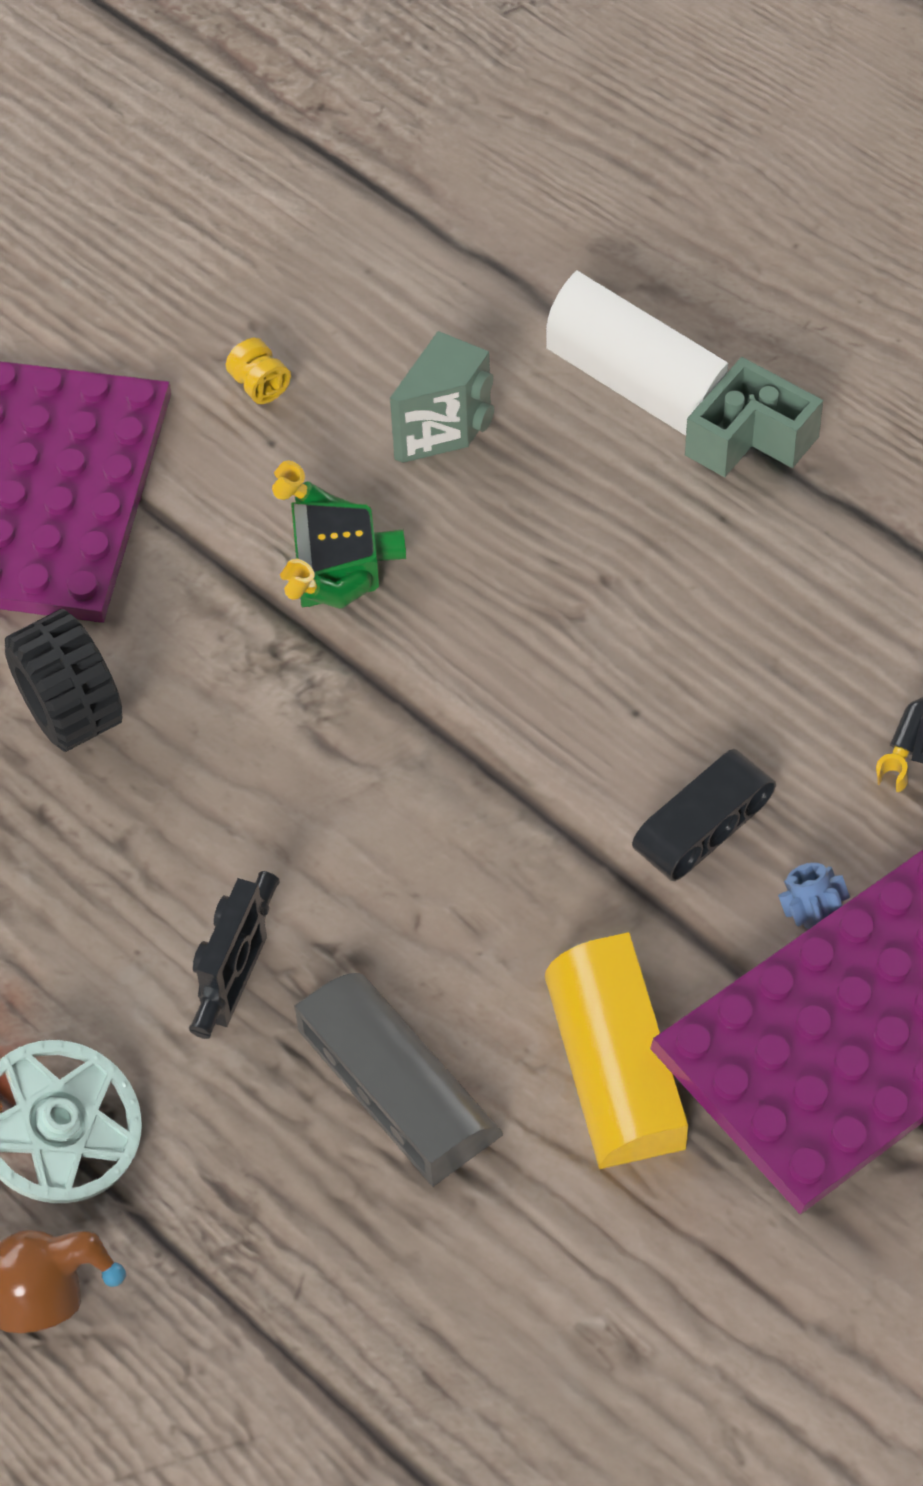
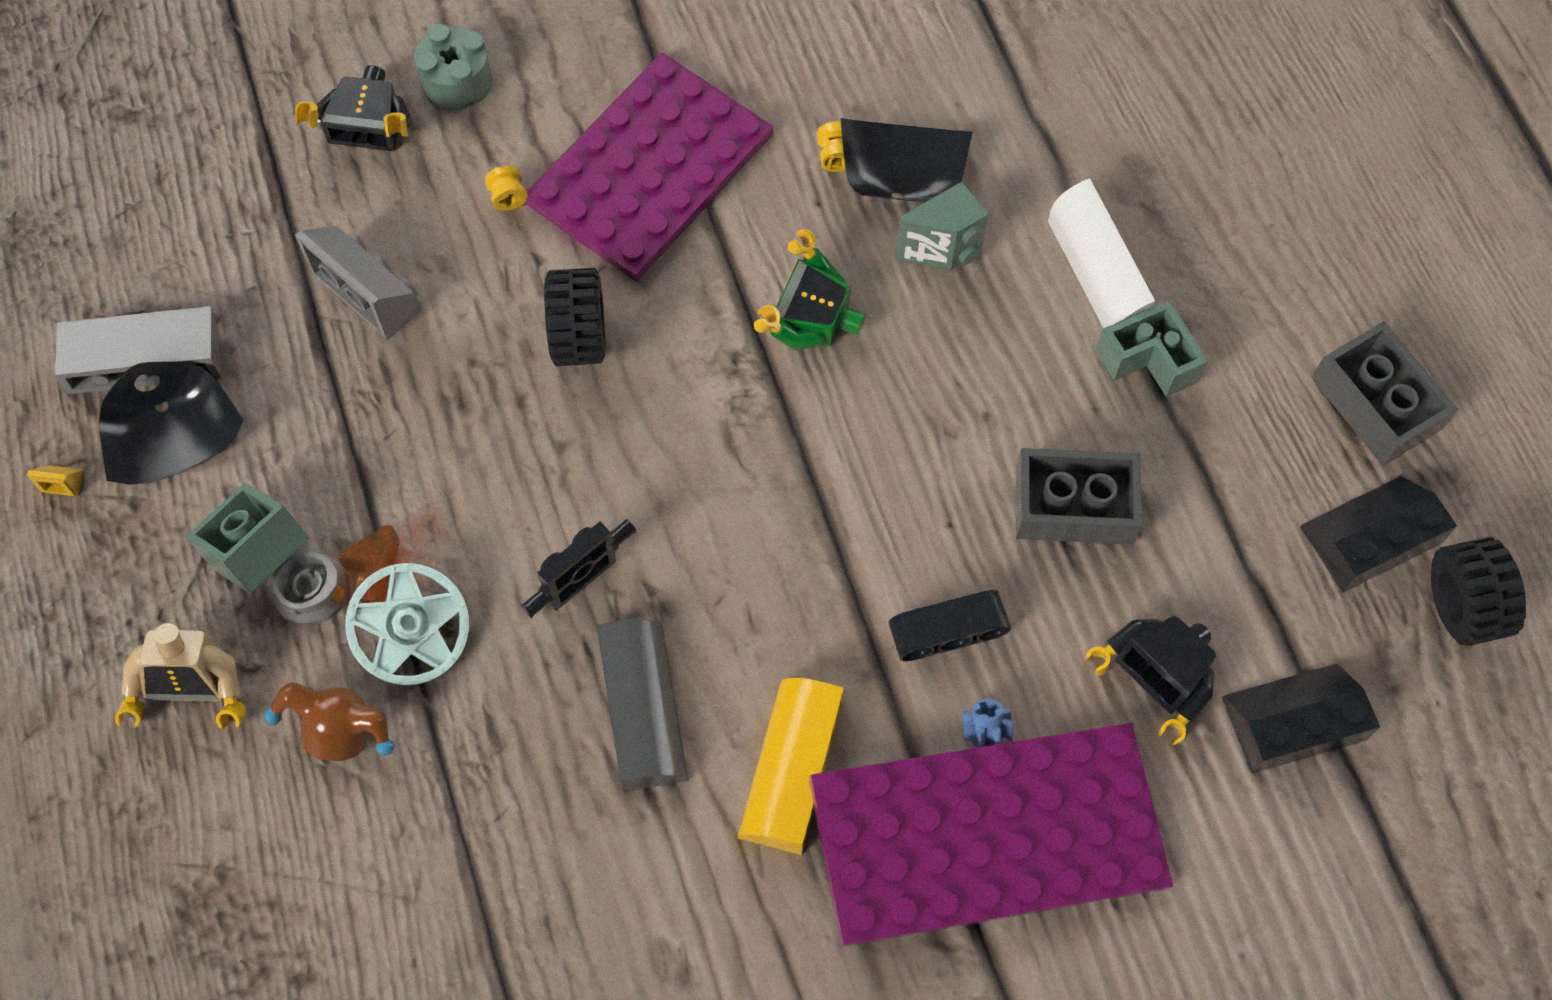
camera: 25 degrees right, 10 degrees up
(348, 349) = (903, 159): none -> black piece
(764, 608) = (1078, 496): none -> dark grey brick

